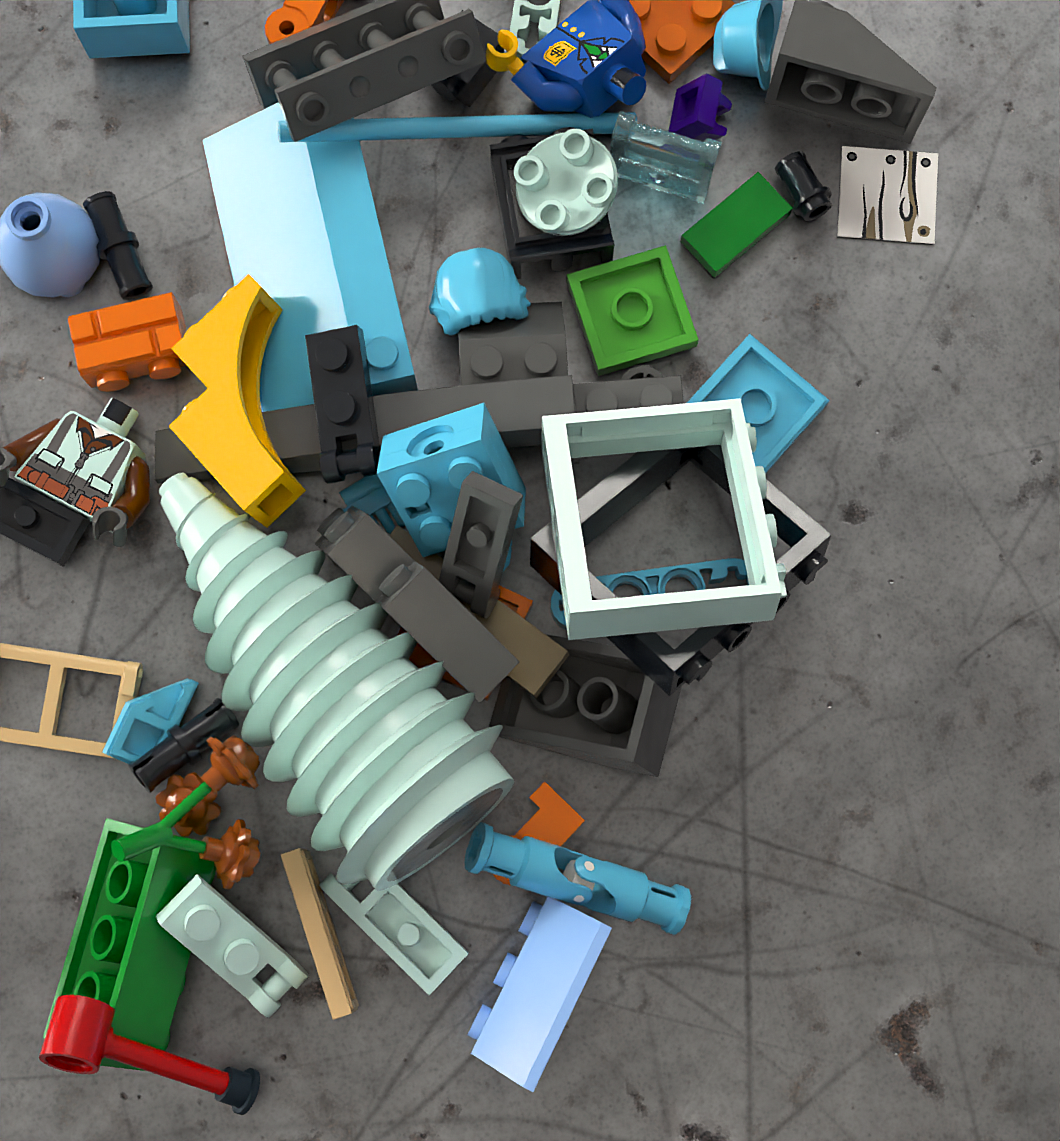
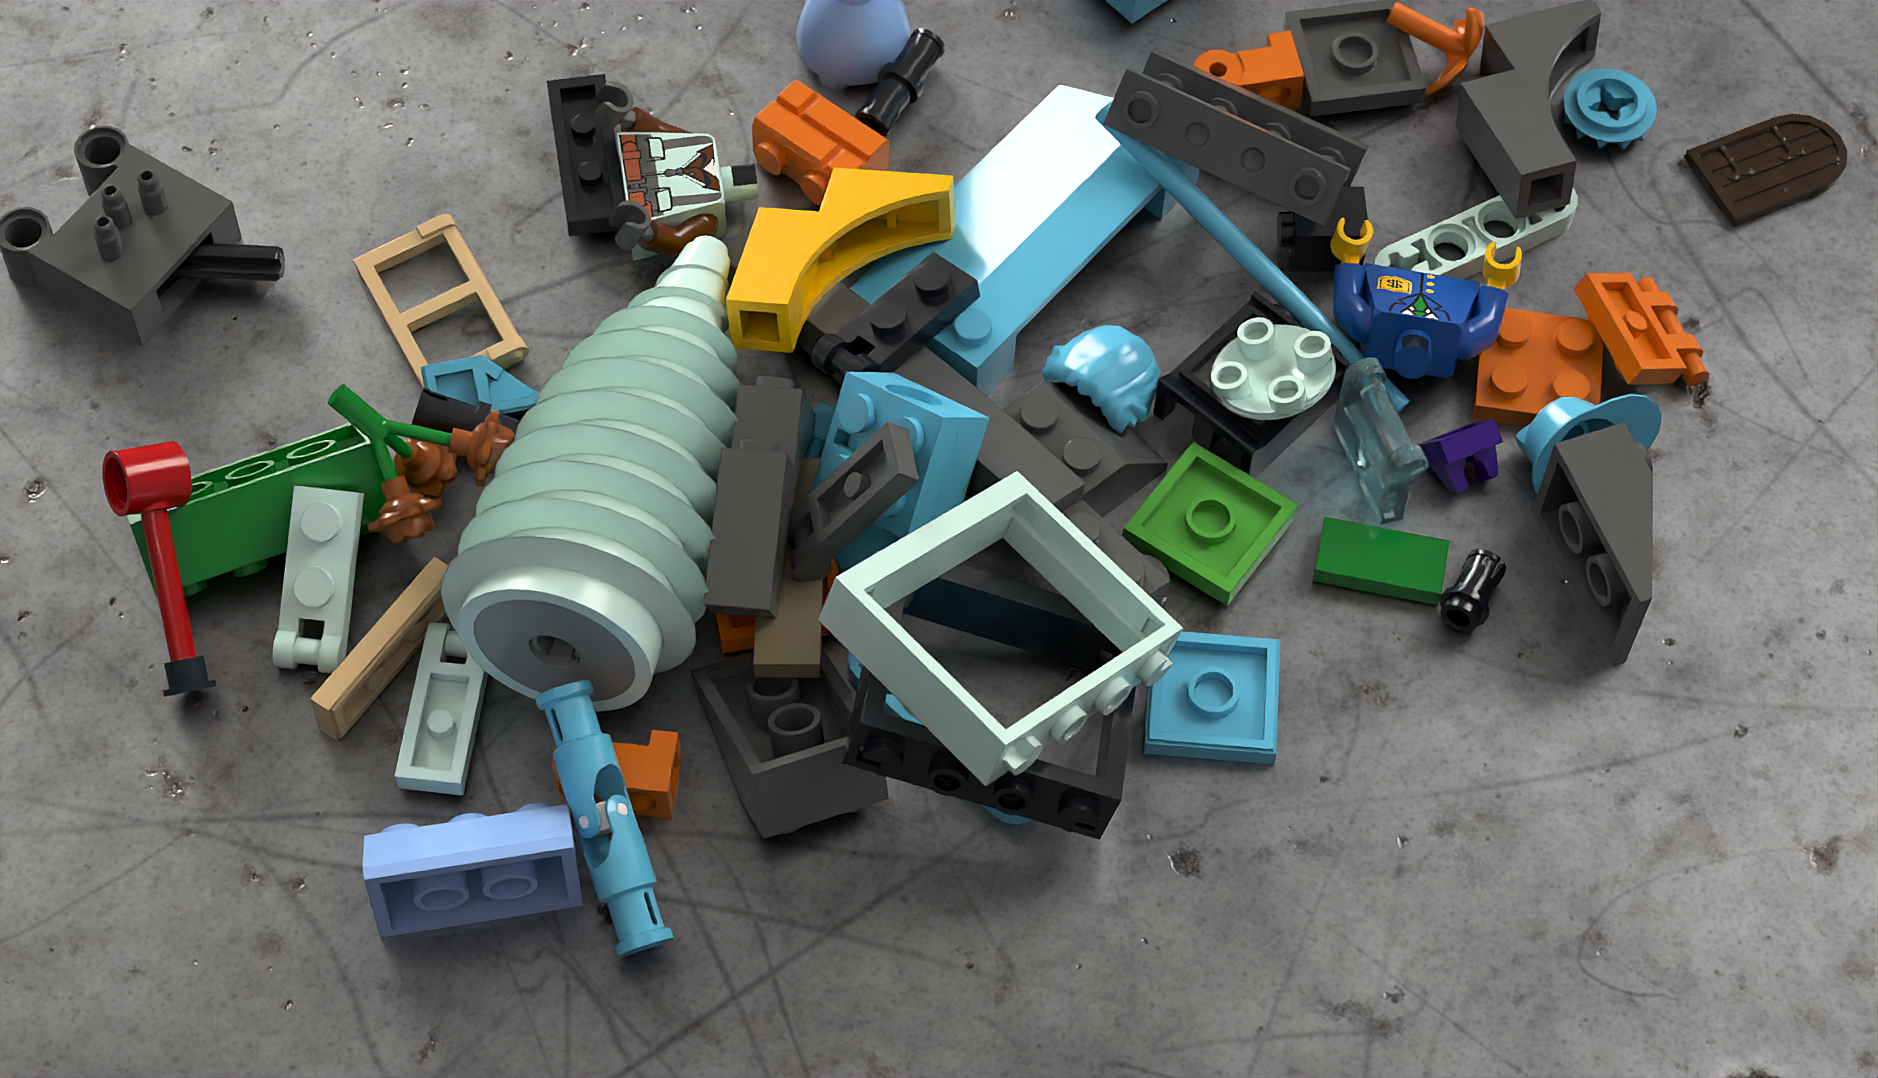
camera: 50 degrees right, 20 degrees down
(888, 195) = (1541, 679): white sticker -> none

